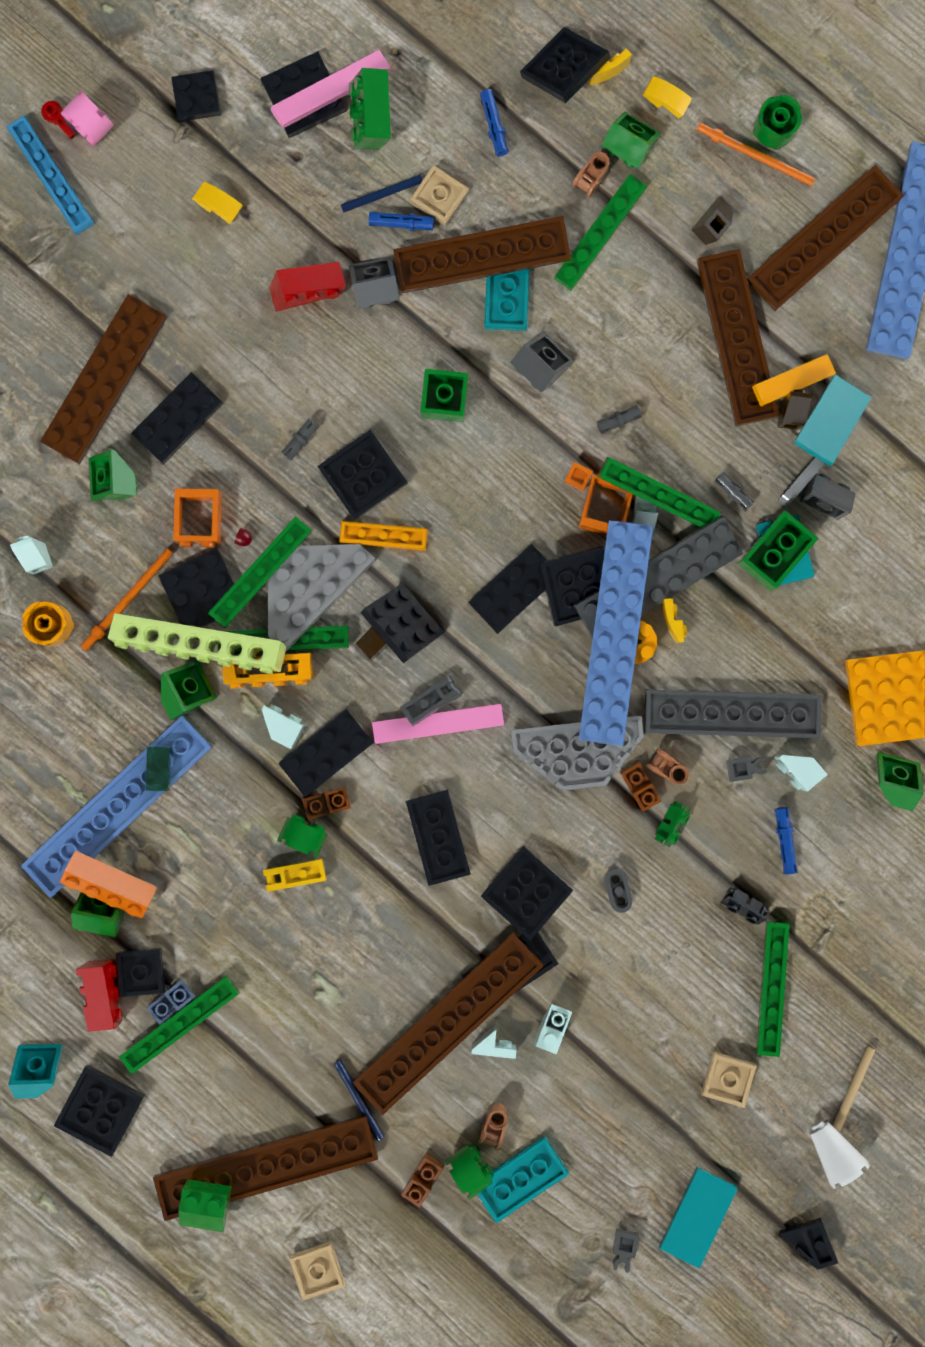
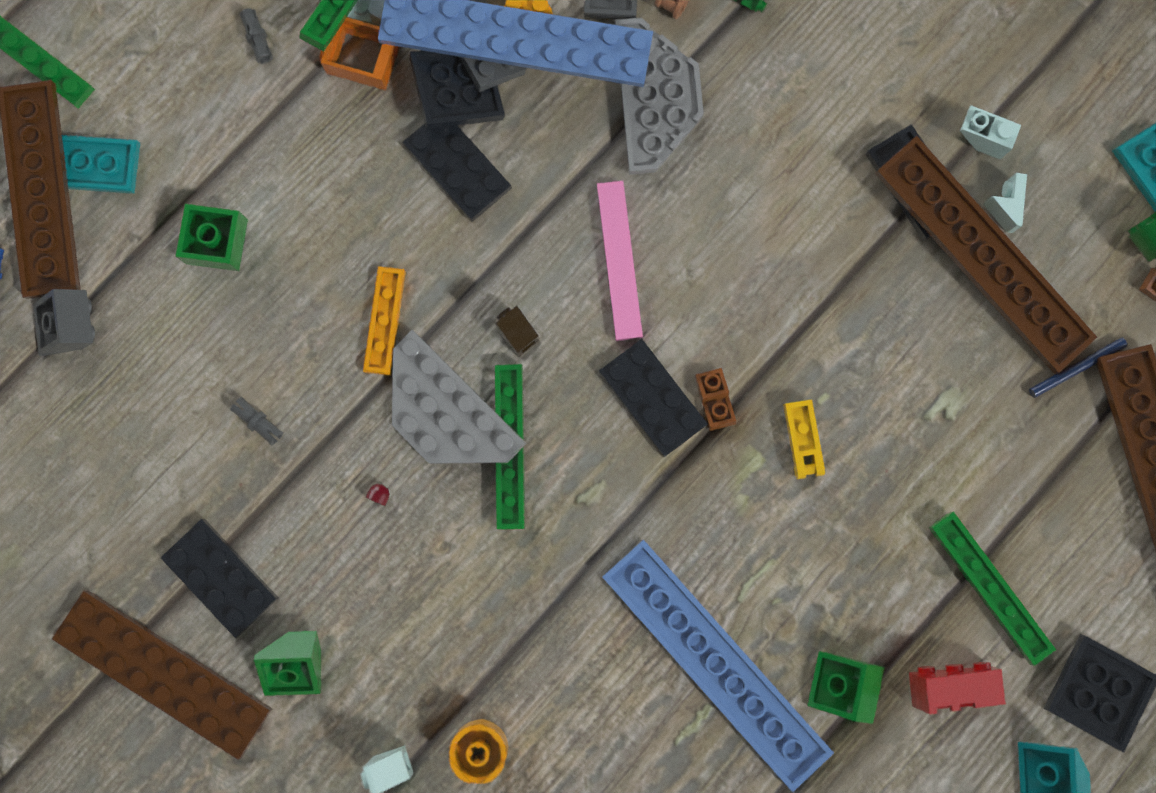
camera: 90 degrees left, 5 degrees down
(99, 630) = (491, 685): orange bar -> none
(108, 884) = (818, 674): orange brick -> none
(124, 626) = (484, 648): yellowish green brick -> none
(140, 972) = (927, 637): black plate -> none
(158, 769) = (670, 607): clear green tile -> none
(170, 1002) = (963, 599): sand blue slope -> none
(185, 689) = (569, 572): green slope -> none
(197, 587) = (443, 550): black plate -> none
(198, 495) = (320, 552): orange window -> none
(259, 572) = (423, 472): green plate -> none
(281, 727) = (621, 448): light aqua slope -> none
(302, 836) = (757, 425): green brick -> none
(304, 669) = (545, 420): light orange brick -> none
(306, 285) = (58, 407): red wedge -> none
(362, 475) = (306, 343): black plate -> none
(402, 622) = (494, 293): black plate -> none
(430, 701) = (592, 266): dark grey plate -> none
(438, 837) = (758, 262): black plate -> none
(493, 1130) = (1110, 206): nougat piece -> none
(527, 893) = (827, 157): black plate -> none
(541, 362) = (180, 123): dark grey slope -> none
(578, 476) = (323, 84): orange plate -> none
(618, 889) = (820, 52): dark grey plate -> none
(640, 786) = (699, 27): dark orange slope -> none

